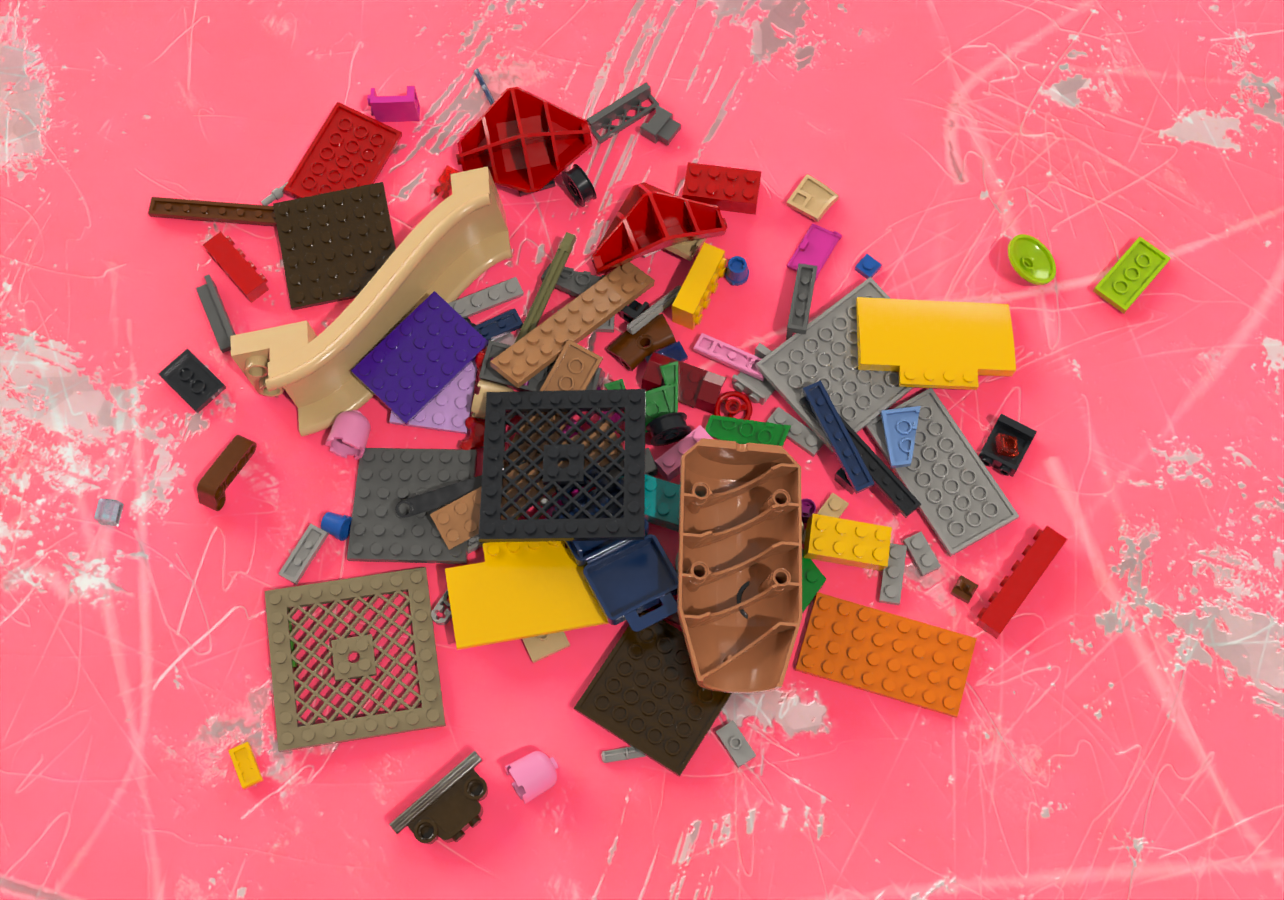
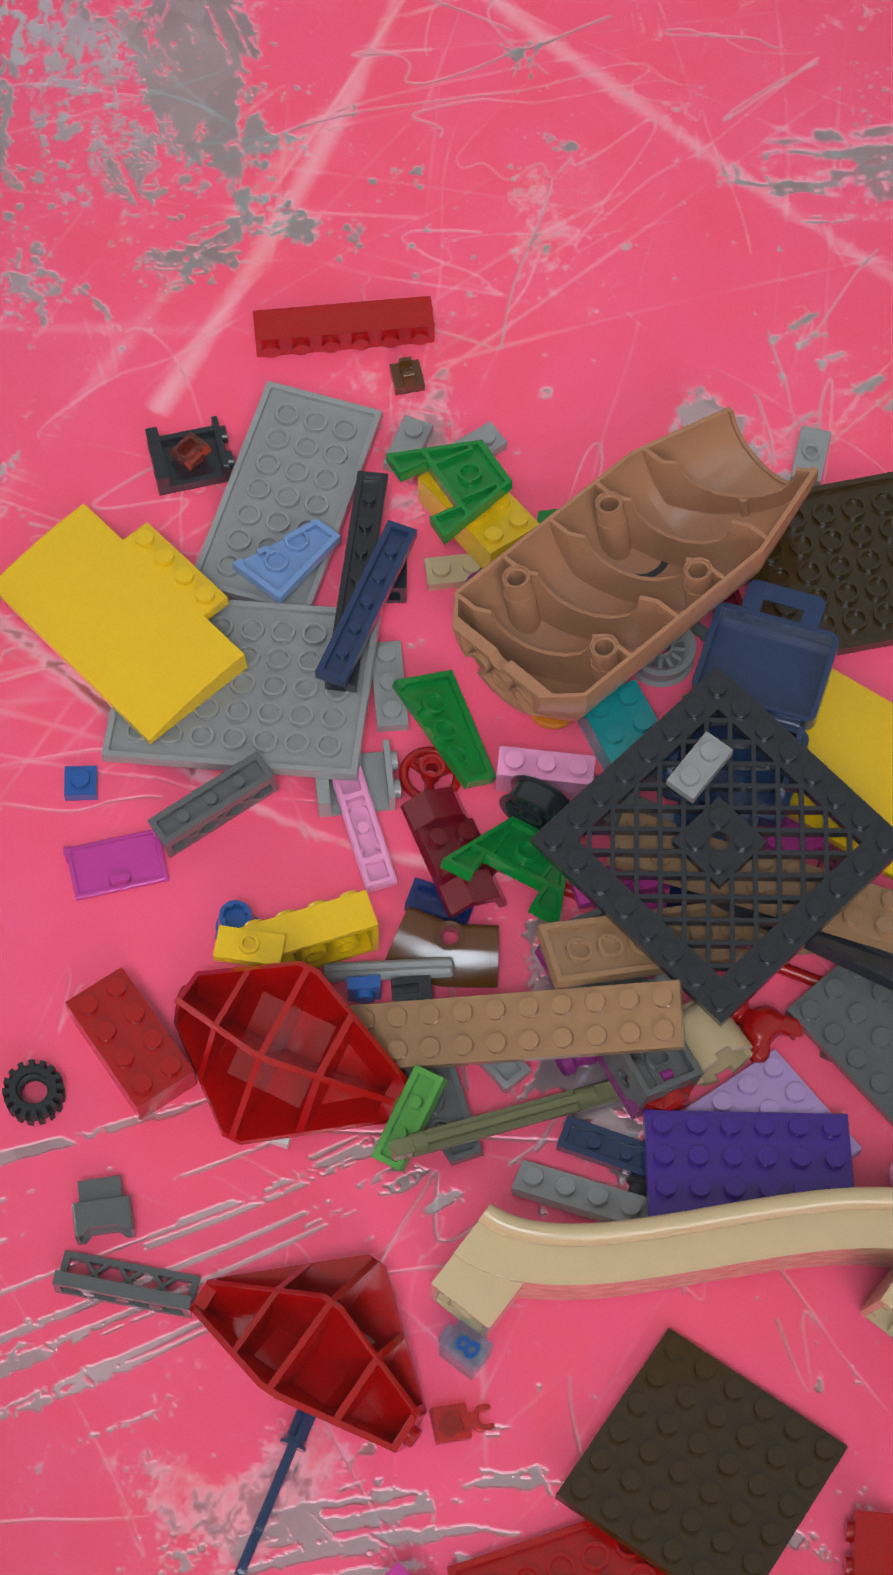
camera: 140 degrees left, 5 degrees down
(578, 185) = (304, 1221): black wheel -> none
(584, 263) = (410, 1113): none -> bright green plate
(603, 482) = (699, 767): none -> light grey plate
(657, 293) = (364, 989): none -> blue plate
(710, 244) = (248, 946): none -> yellow plate
(736, 131) = (30, 1073): none -> black tyre
(812, 198) = (41, 922): tan plate -> none
(864, 539) = (465, 474): none -> green wing
(886, 654) = (554, 388): orange plate -> none

